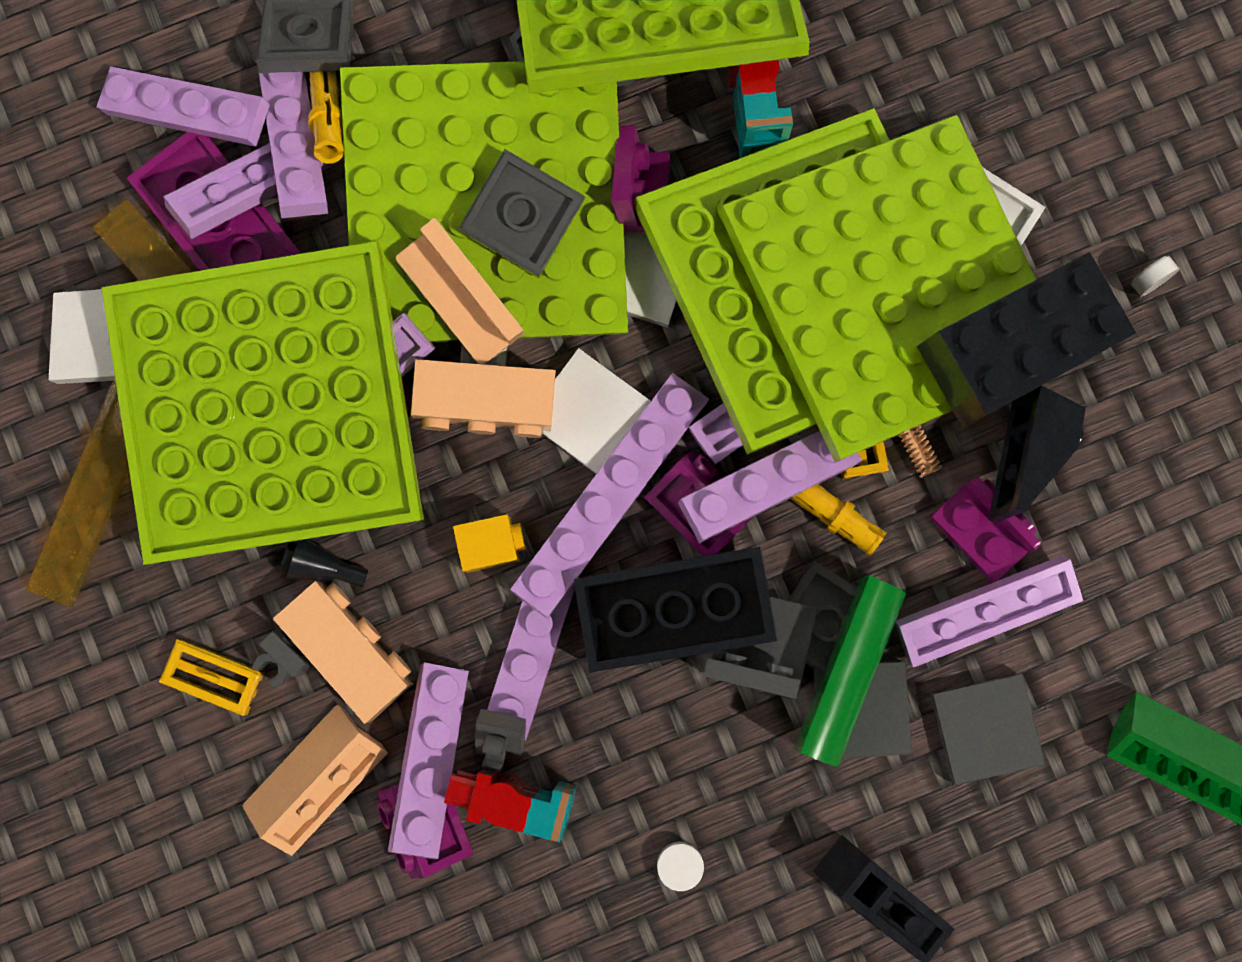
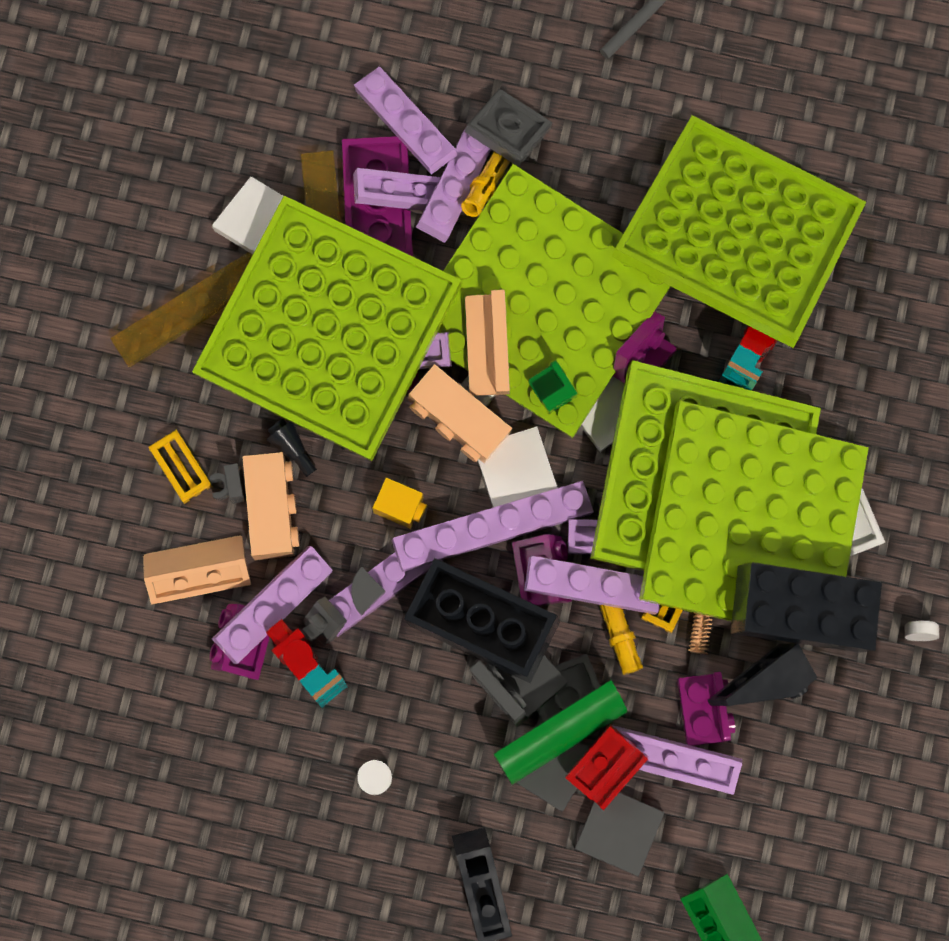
camera: 35 degrees right, 5 degrees down
(521, 213) = (558, 322): dark grey tile -> none
(521, 670) = (365, 591): none -> dark grey tile
(568, 291) = (552, 387): none -> green panel
(929, 672) = (606, 767): none -> red plate

